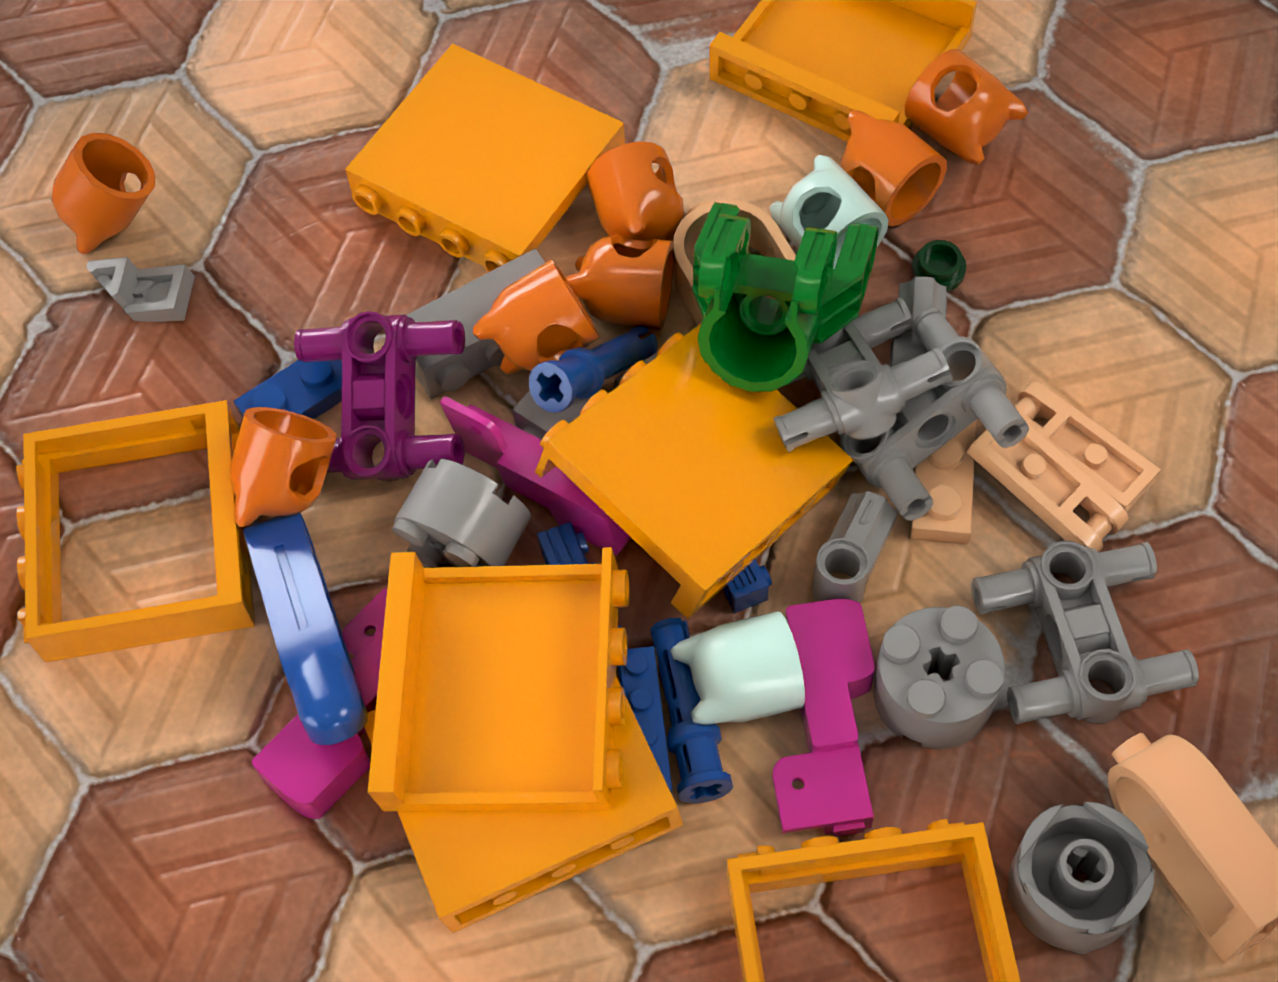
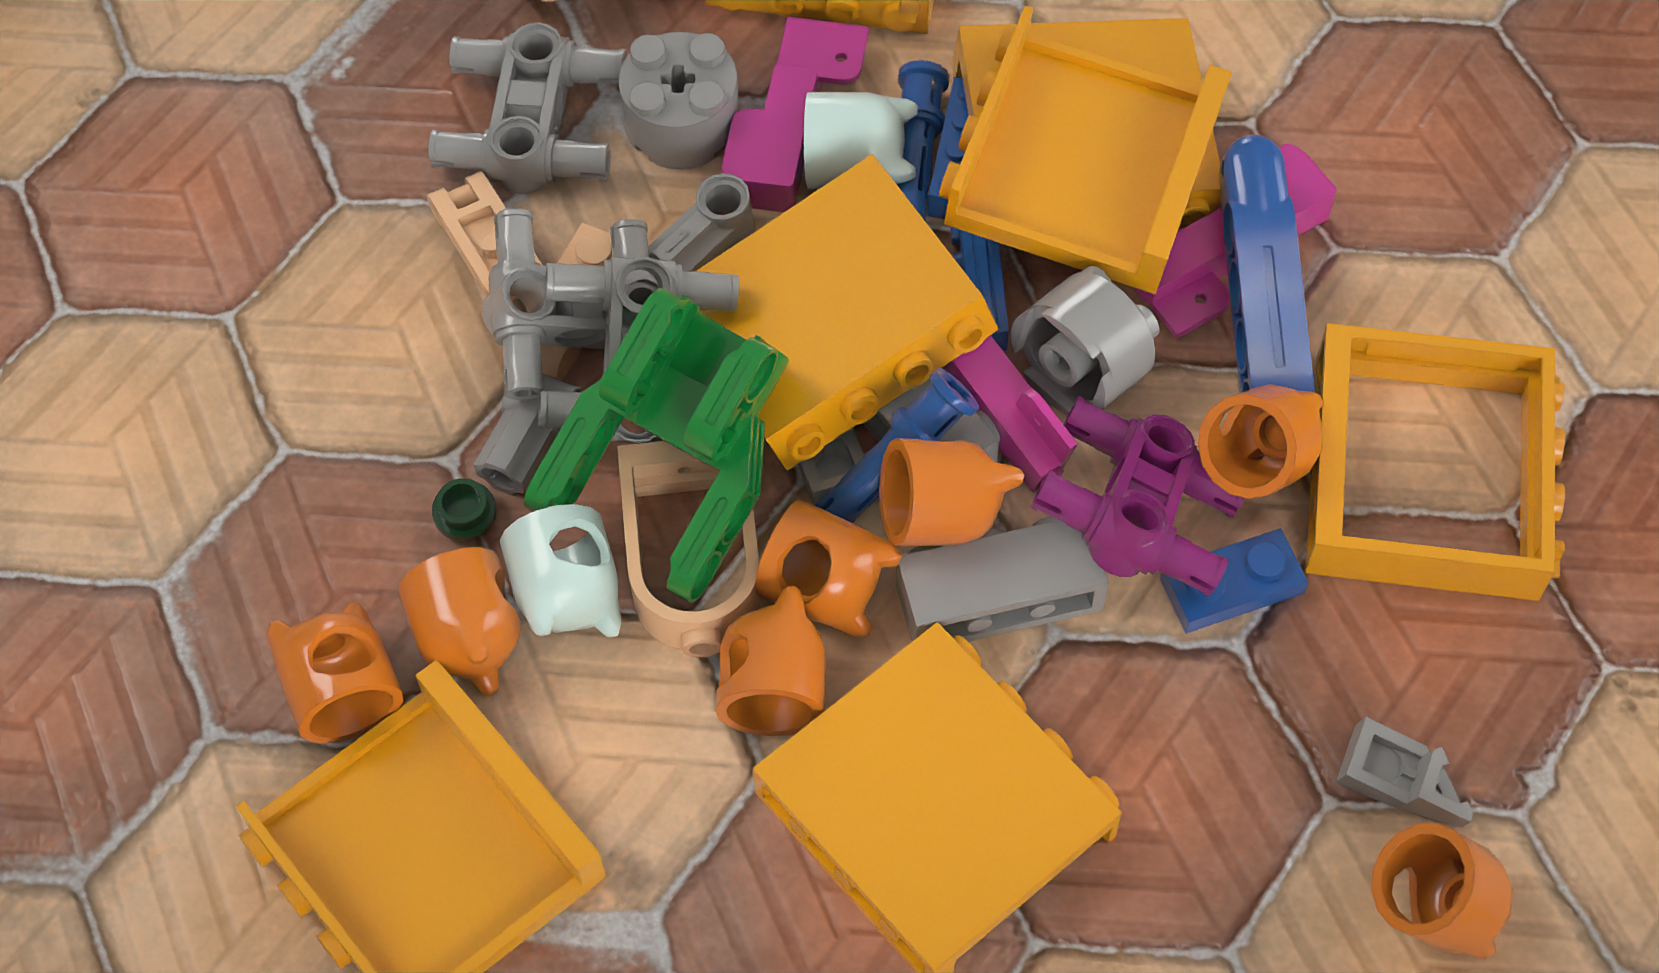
camera: 165 degrees left, 0 degrees up
(1088, 445) = (433, 270): light nougat plate -> none

